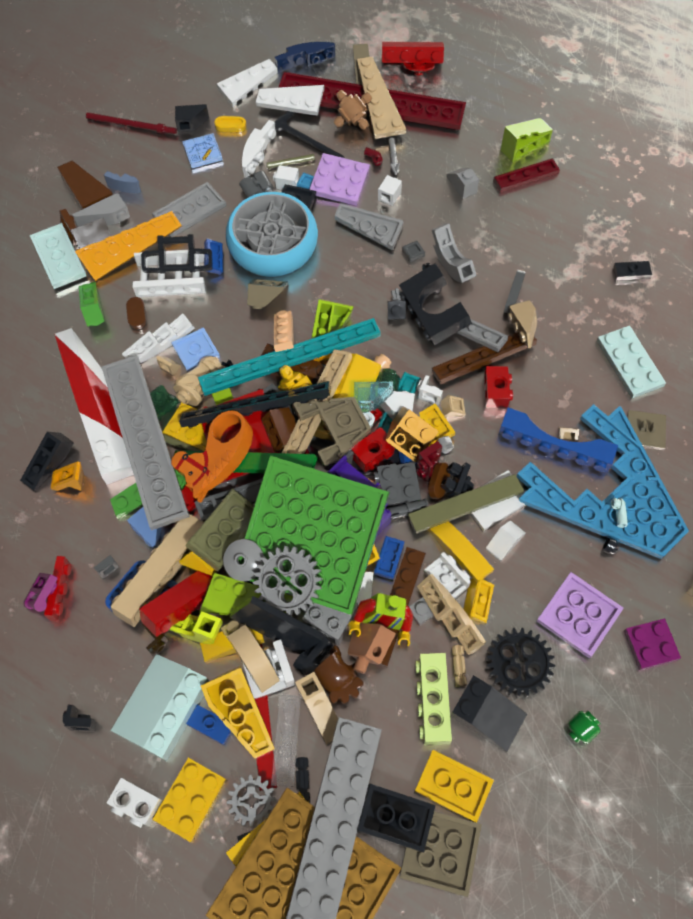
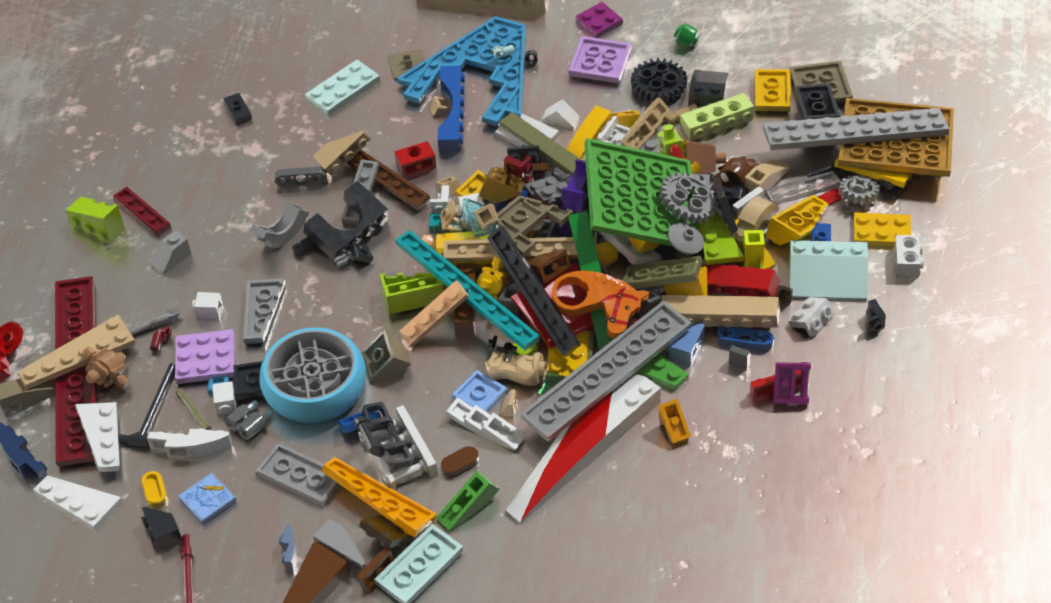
camera: 110 degrees left, 15 degrees down
(46, 459) = (664, 450): black slope -> none
(118, 659) = (812, 315): none -> white bracket
(357, 390) = (486, 215): none -> tan slope
(388, 372) = (448, 215): none -> tan bracket
(413, 251) = (279, 267): dark grey tile -> none

